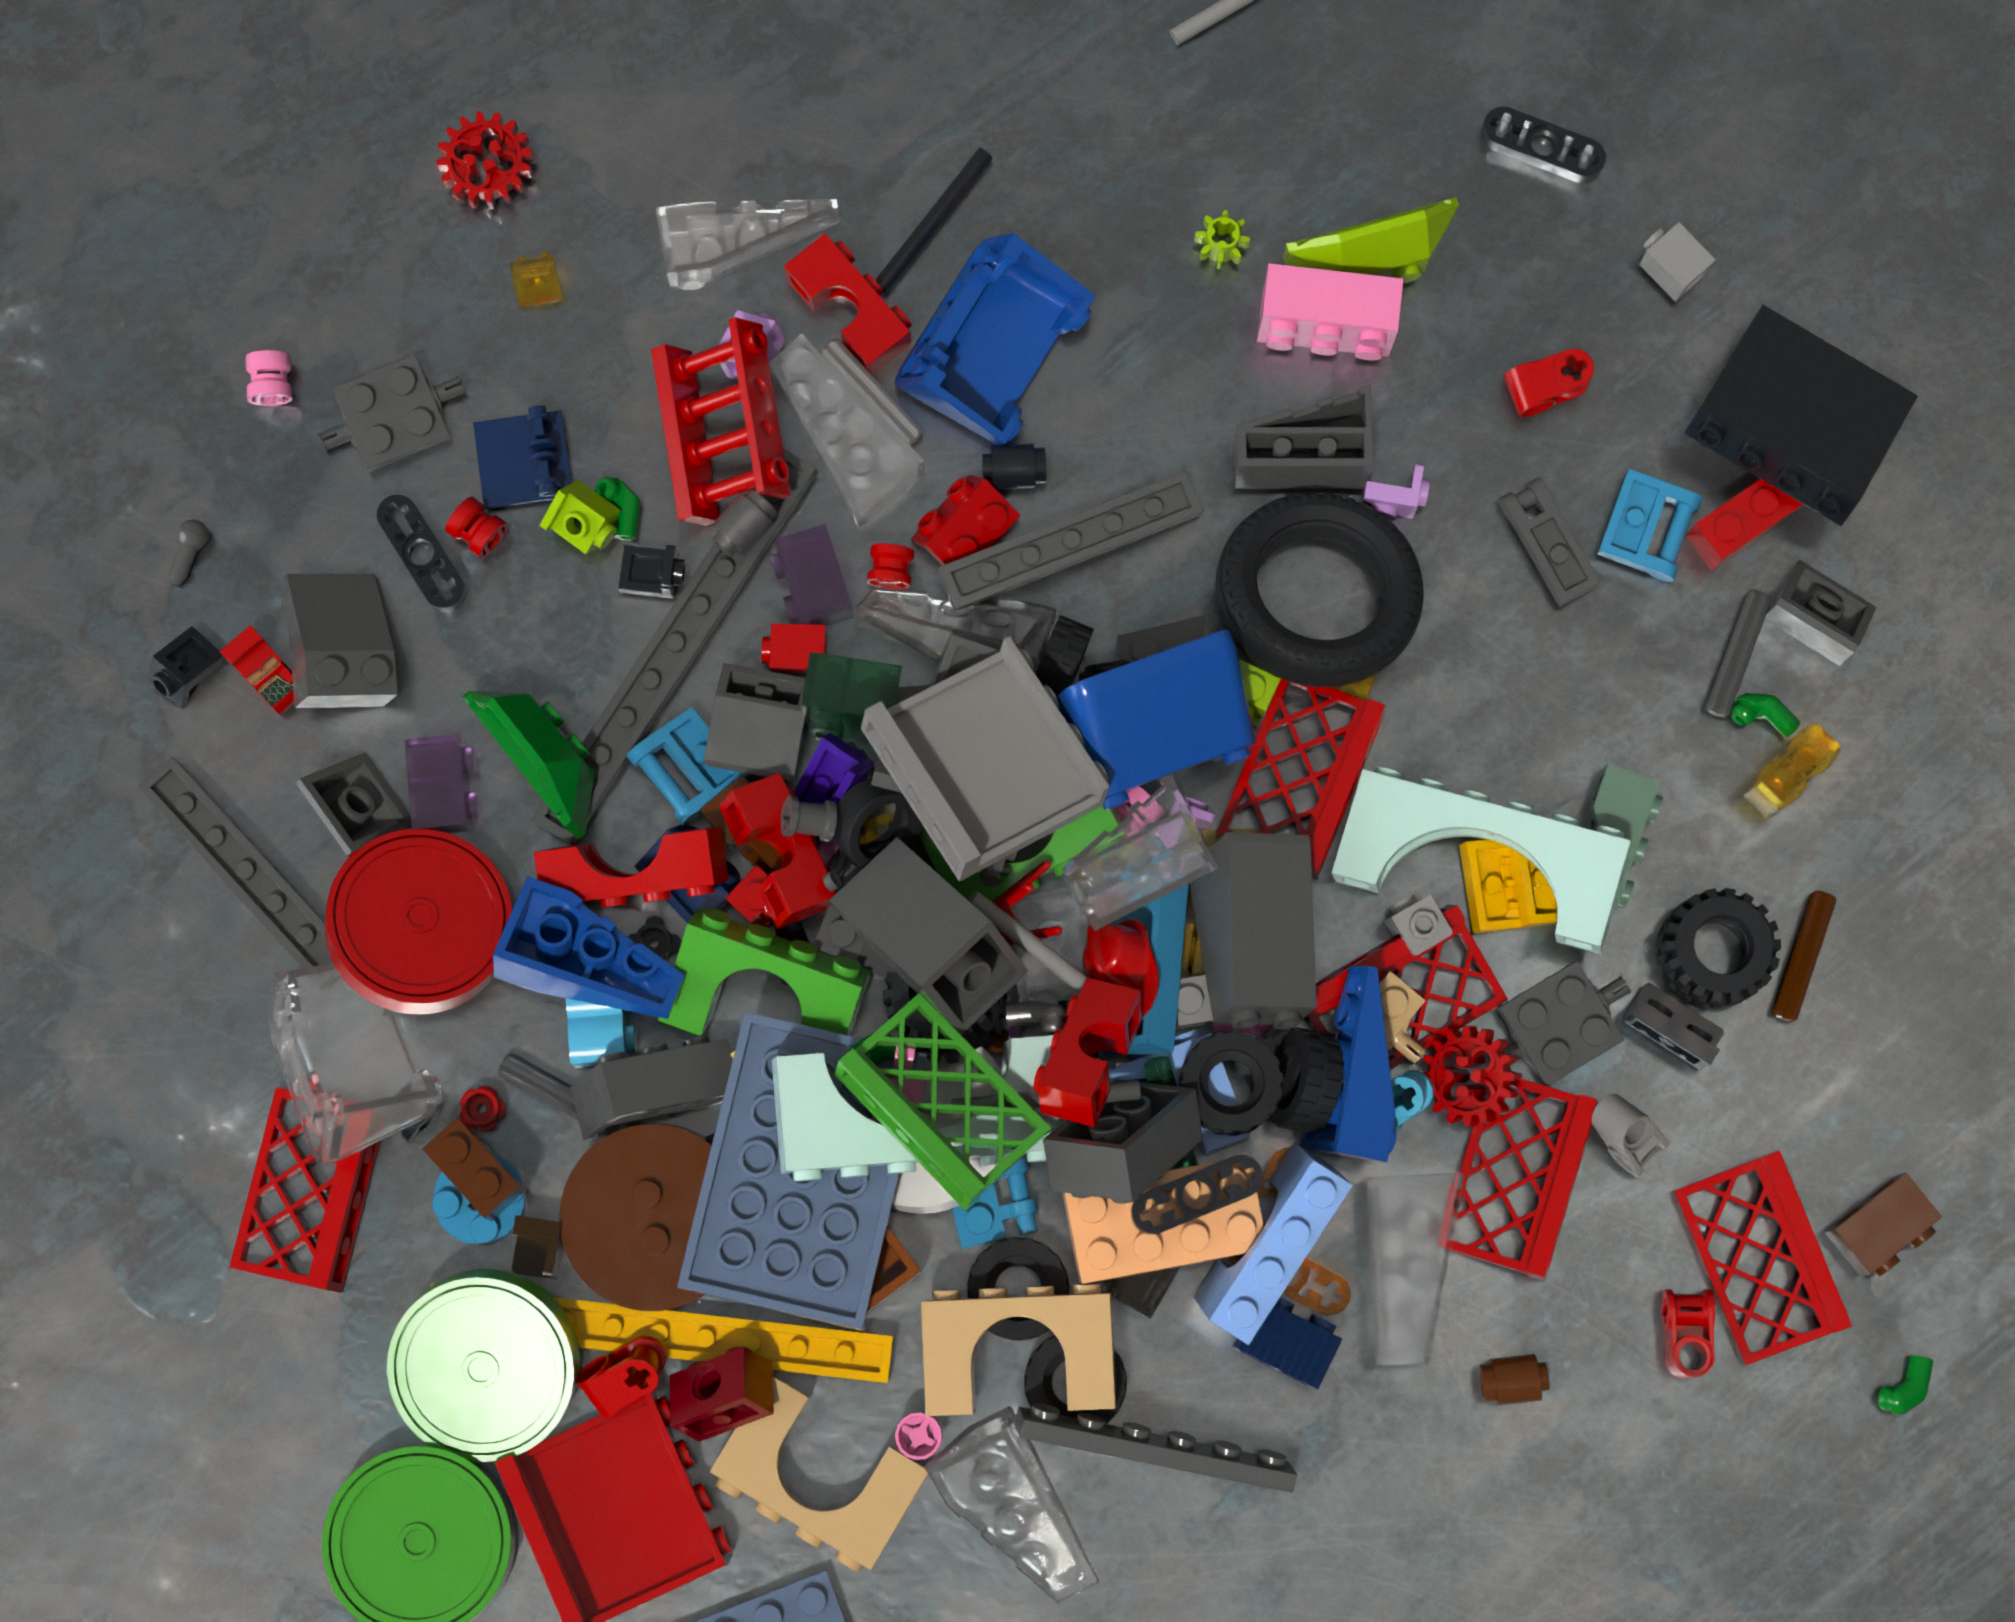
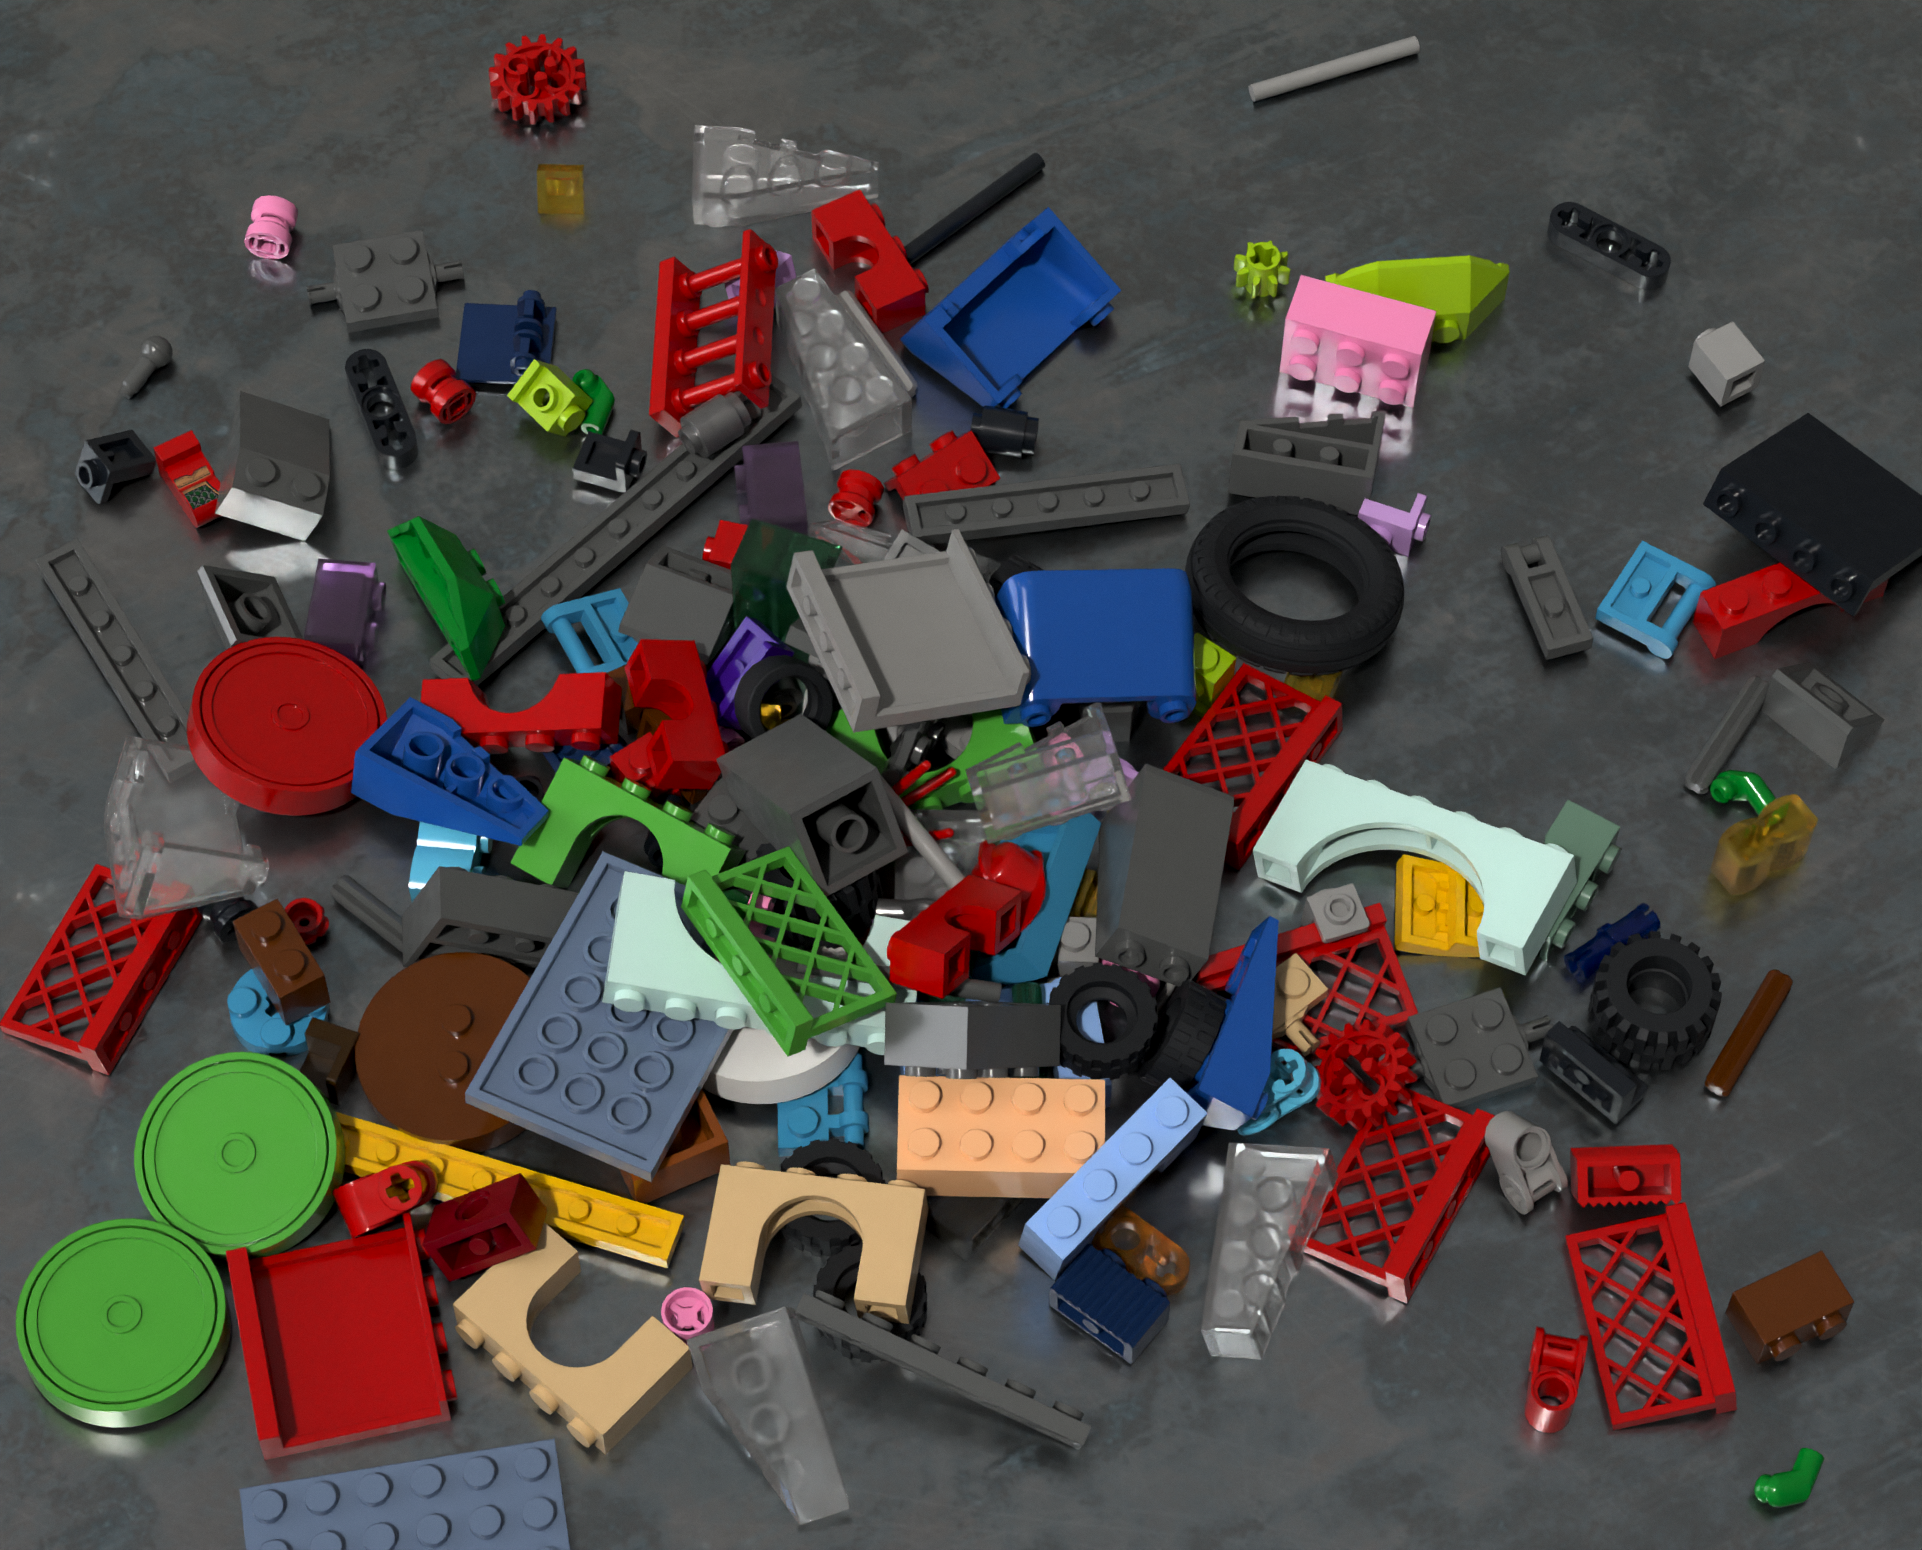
camera: 10 degrees right, 20 degrees down
(808, 818) = (713, 679): dark grey bush -> none
(831, 879) = (726, 743): dark grey hinge -> none
(1233, 1192) = (1051, 1079): black beam -> none
(1513, 1380) = (1351, 1387): reddish brown brick -> none
(1541, 382) = (1569, 451): red piece -> none
(1668, 889) = (1590, 954): none -> clear blue pin
(1721, 1130) = (1625, 1174): none -> red brick

